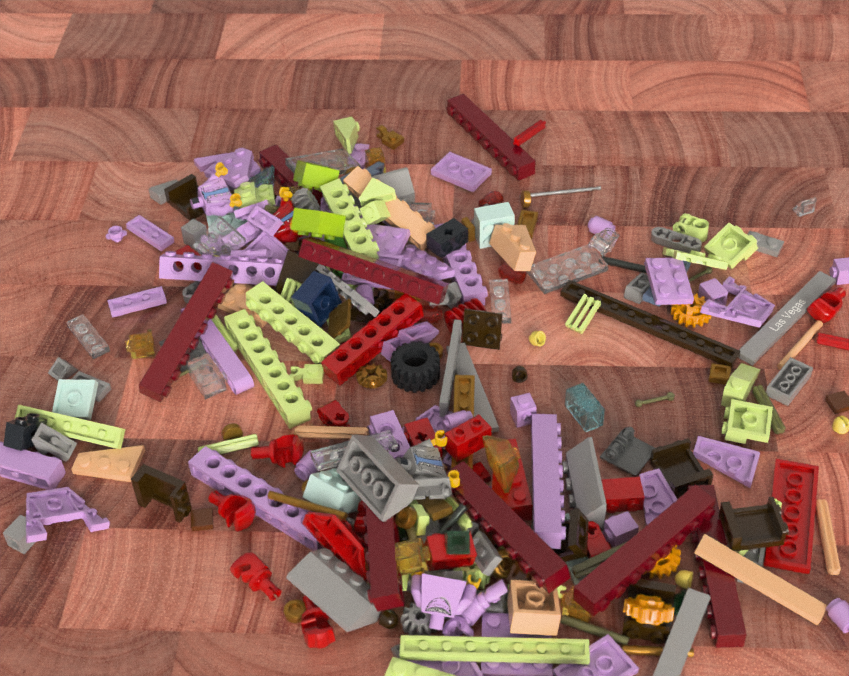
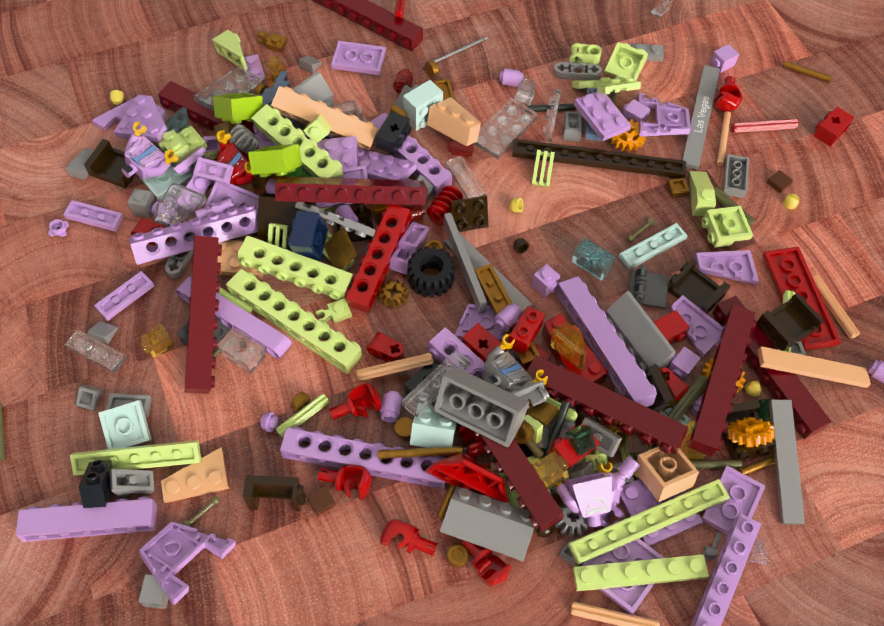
camera: 30 degrees left, 15 degrees up
(103, 324) = (103, 332): none -> light grey slope
(113, 486) = (215, 500): none -> olive hinge
(195, 439) = (269, 421): none -> lavender plate
(225, 146) = (117, 97): none -> light yellow hinge
(377, 191) = (312, 108): yellowish green slope -> none
(412, 164) = (309, 64): none -> light grey slope
(621, 270) = (551, 115): none -> clear plate
(659, 417) = (652, 246): none -> light aqua tile

